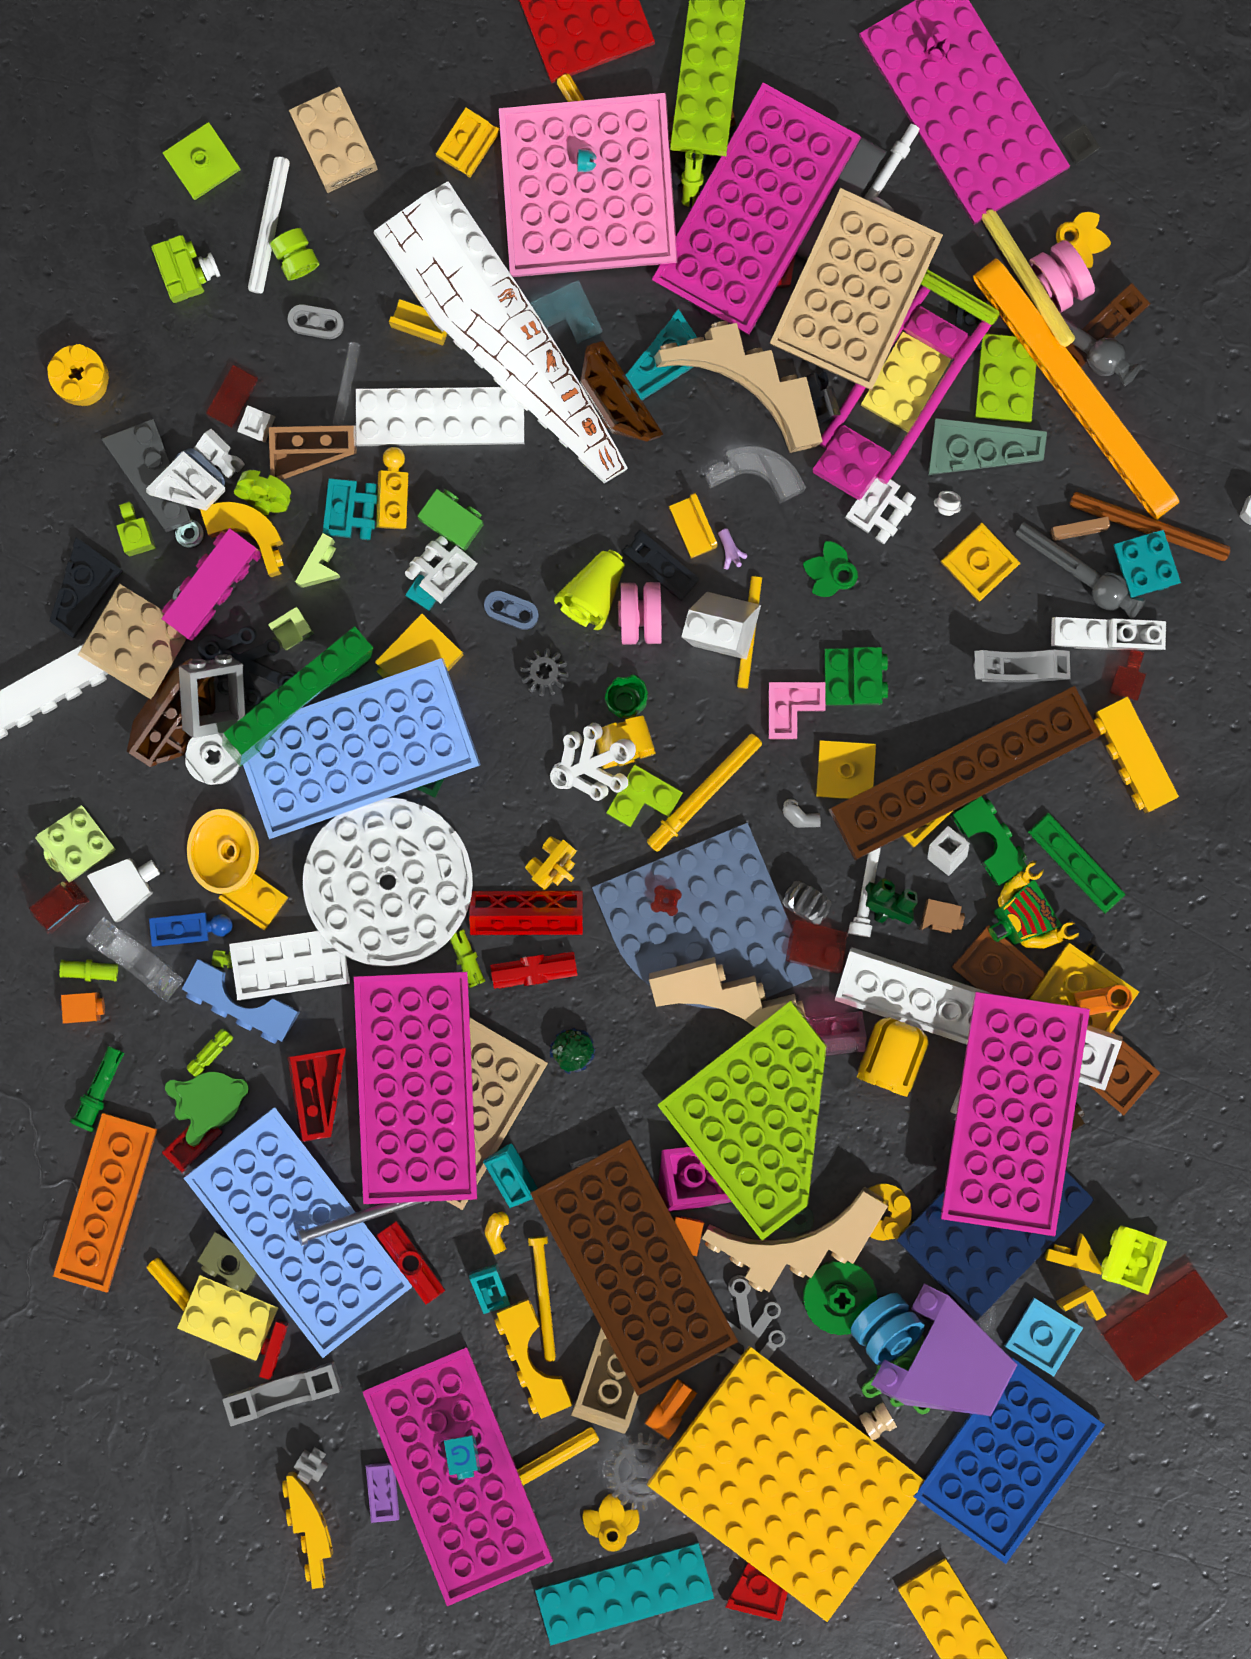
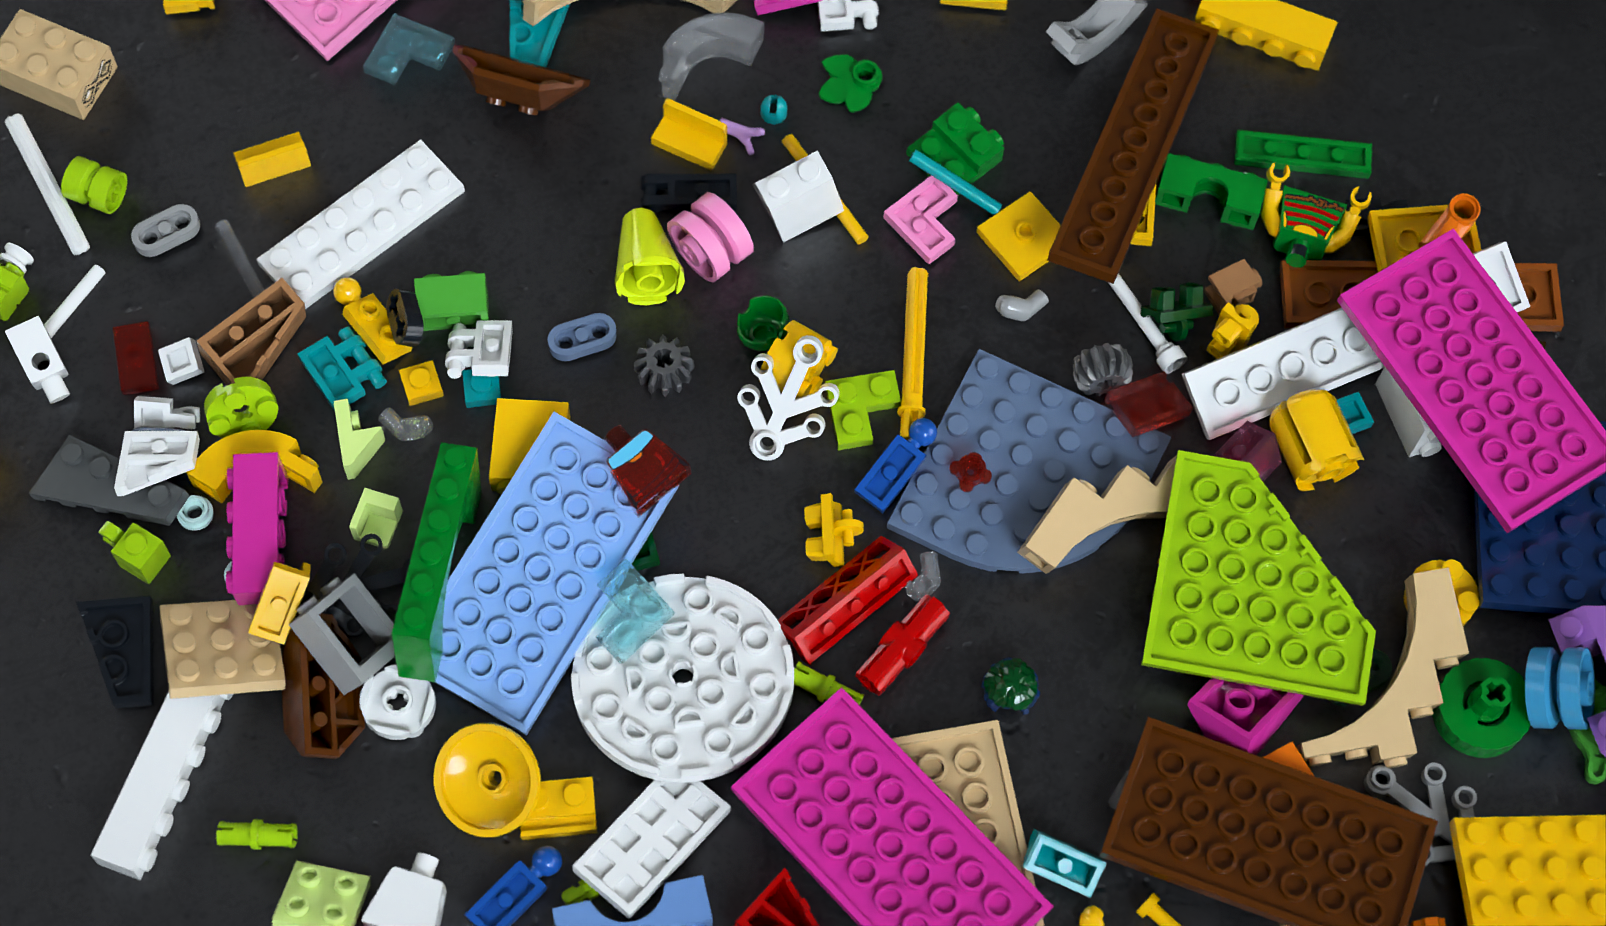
camera: 45 degrees left, 20 degrees down
(71, 770) = (257, 834): none -> lime pin
(175, 344) = (33, 347): none -> white torso
(185, 647) = (279, 602): none -> yellow panel
(217, 325) = (74, 299): none -> white bar
(356, 582) = (407, 428): none -> clear arm
(390, 558) = (421, 383): none -> yellow plate
(390, 827) = (640, 607): none -> clear light blue plate
(409, 511) = (405, 317): none -> black beam
(461, 742) = (644, 467): none -> clear red torso
(489, 316) = (330, 95): white wedge -> none
(586, 942) = (928, 580): none -> clear arm
(628, 857) = (896, 465): none -> blue plate
(770, 553) = (781, 111): none -> teal hinge
(830, 700) = (955, 182): none -> teal bar
(913, 945) = (1233, 329): none -> yellow hips
(936, 1057) = (1355, 412): none -> teal plate
(948, 850) = (1184, 223): white brick -> none

